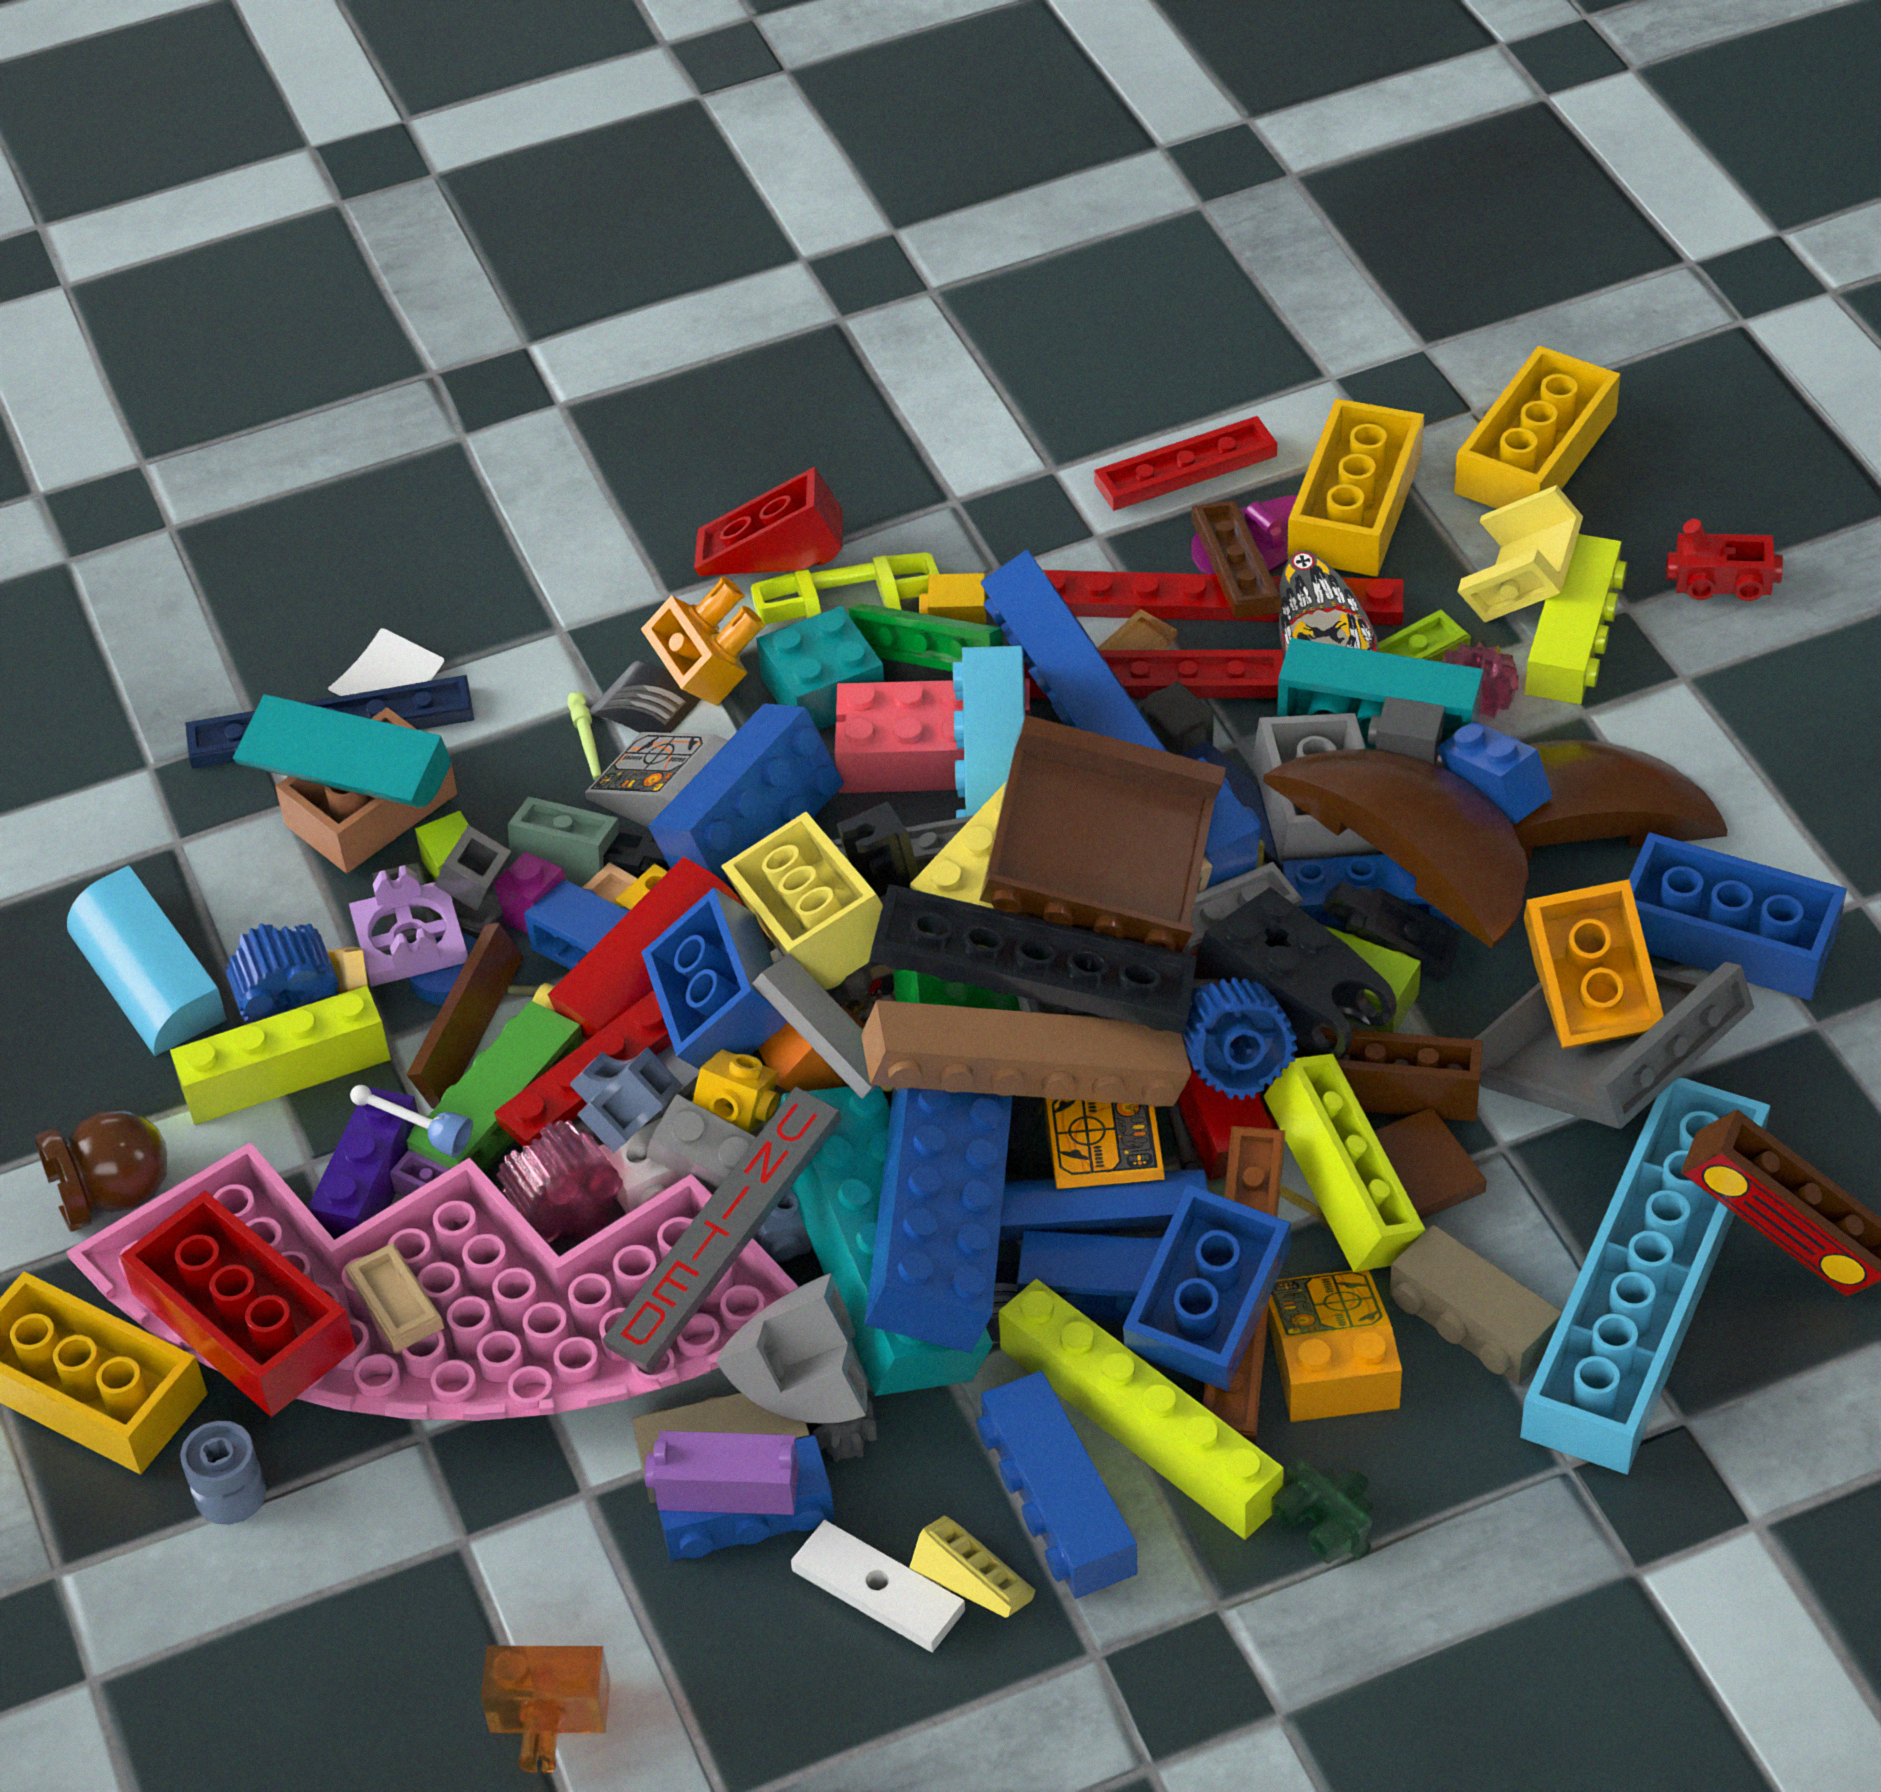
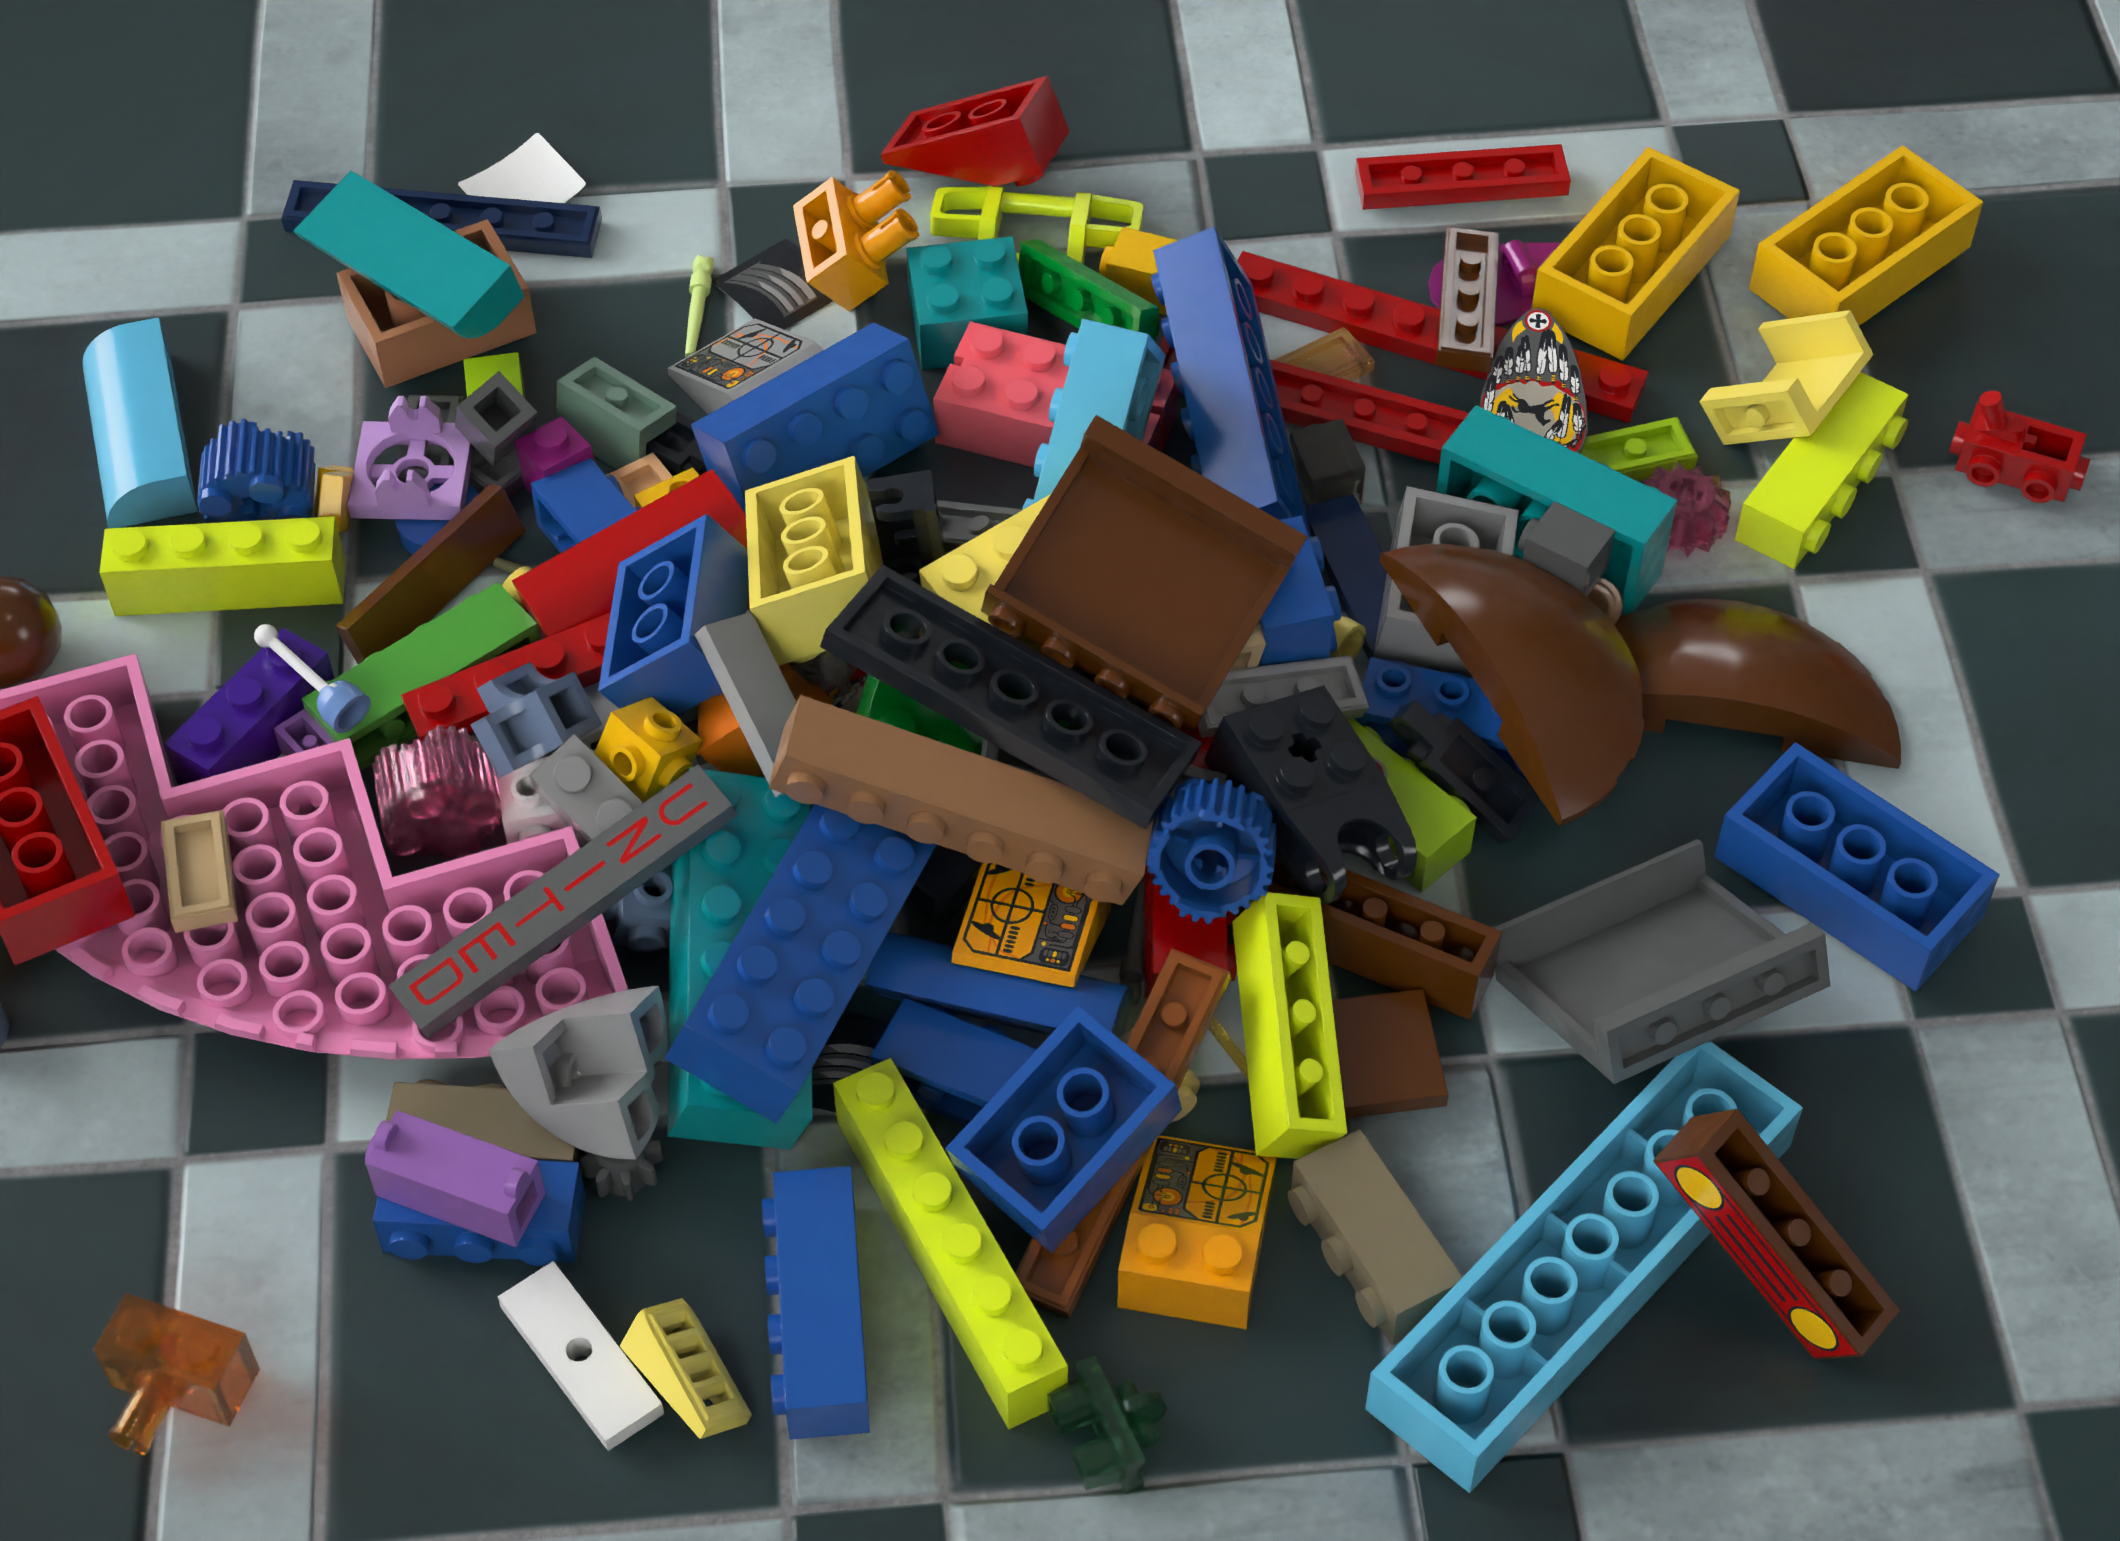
camera: 15 degrees right, 5 degrees up
(1498, 767) = (1651, 619): blue brick -> none
(1593, 964) = (1663, 880): light orange slope -> none

